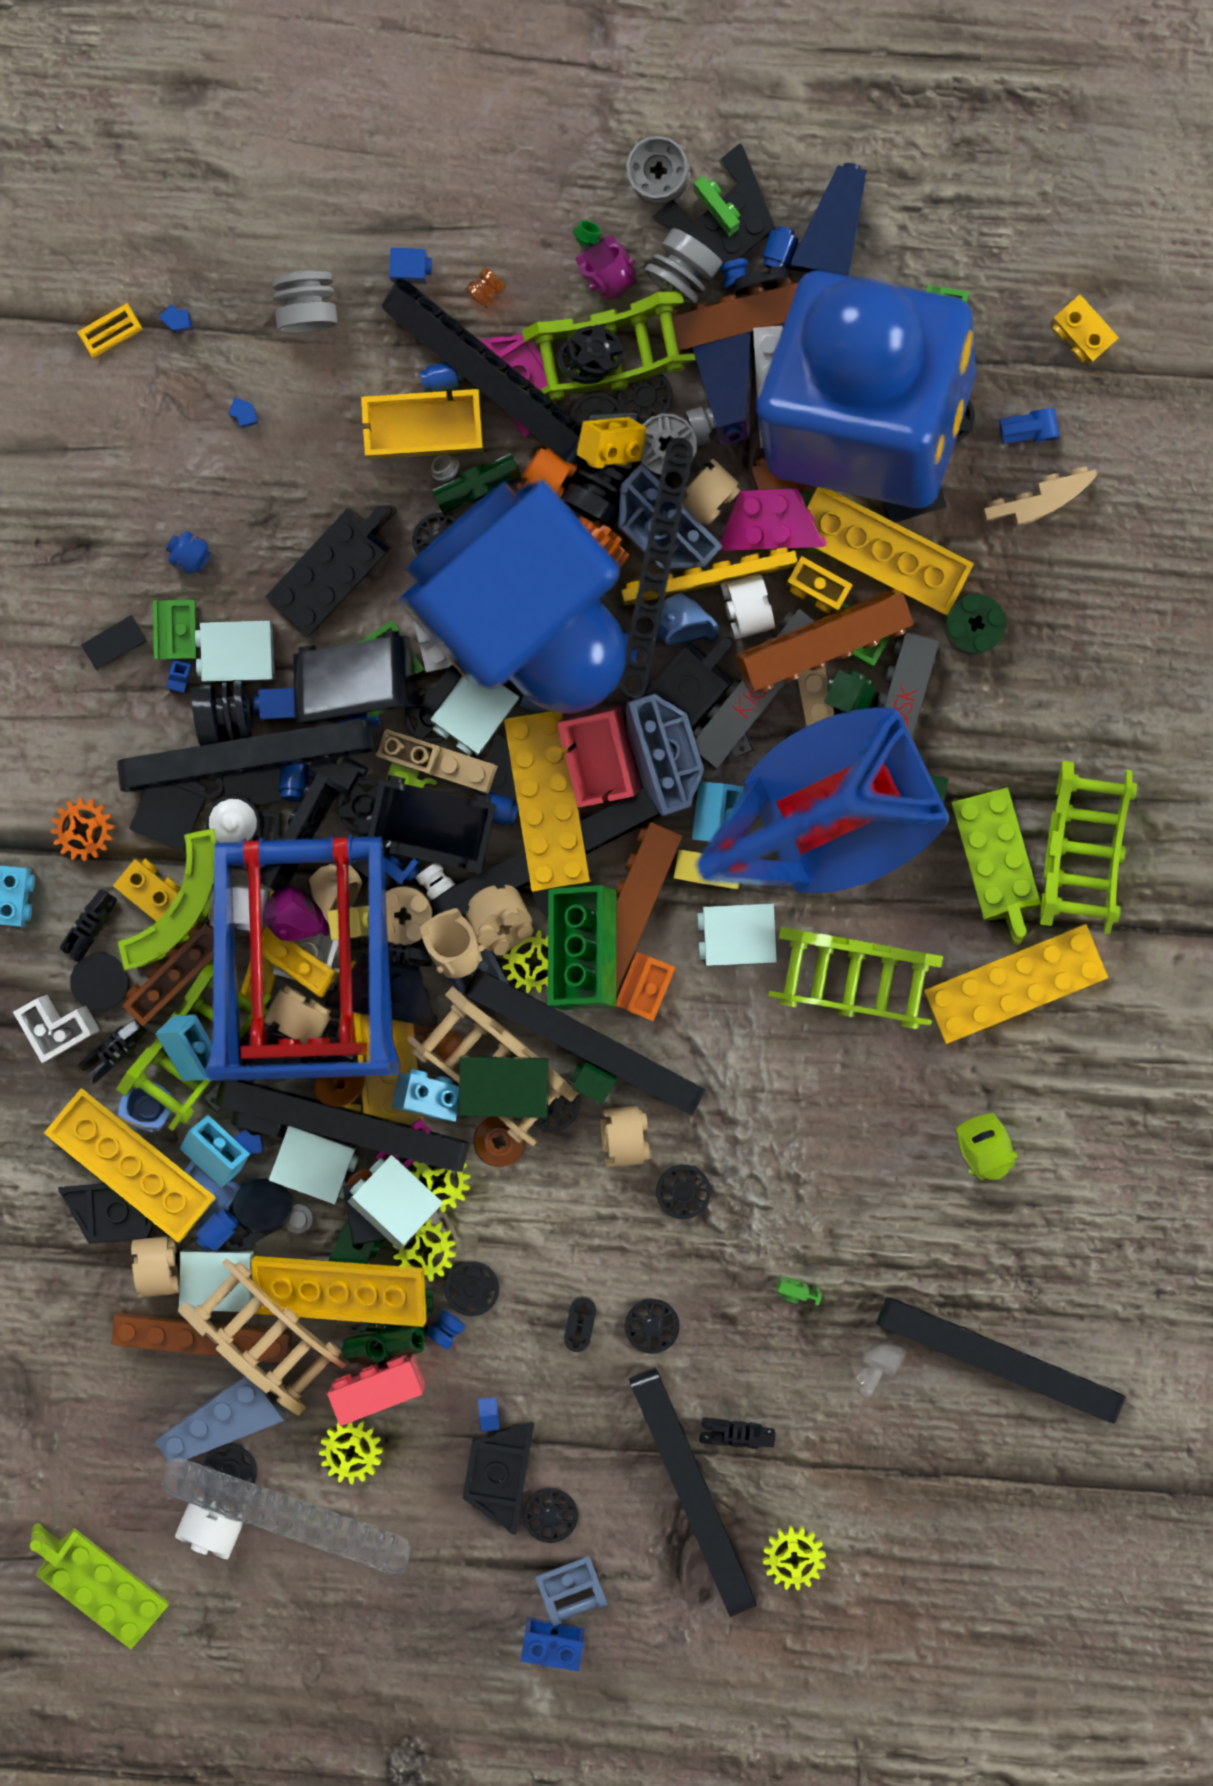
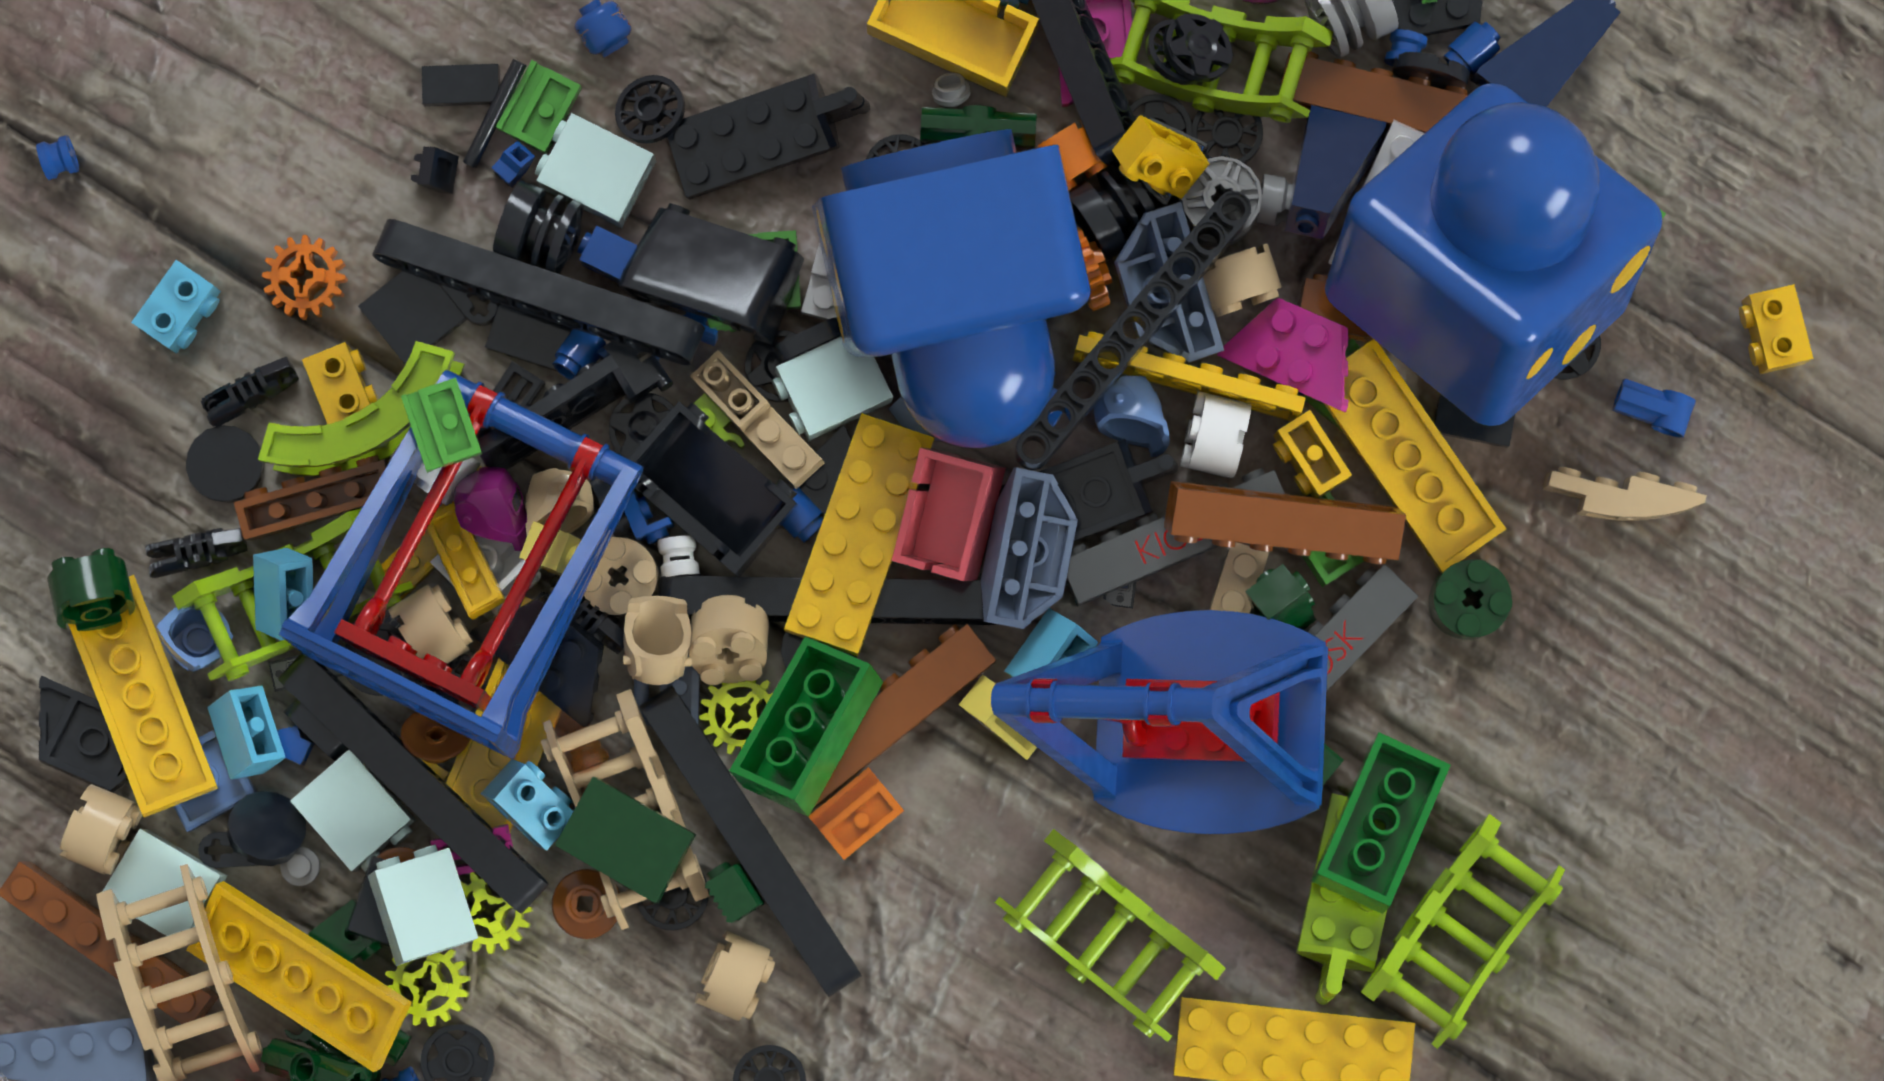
camera: 25 degrees right, 5 degrees down
(49, 1032) = (134, 491): white brick -> none
(60, 1114) = (90, 590): none -> dark green brick
(130, 709) = (436, 170): none -> black tile
(147, 650) = (494, 113): none -> black bar
(216, 1230) = (196, 826): blue brick -> none
(233, 819) = (485, 357): white piece -> none
(234, 882) = (441, 425): none -> bright green plate
(250, 590) = (650, 109): none -> black wheel
(737, 934) = (998, 811): light aqua brick -> none
(994, 777) = (1393, 787): none -> green brick

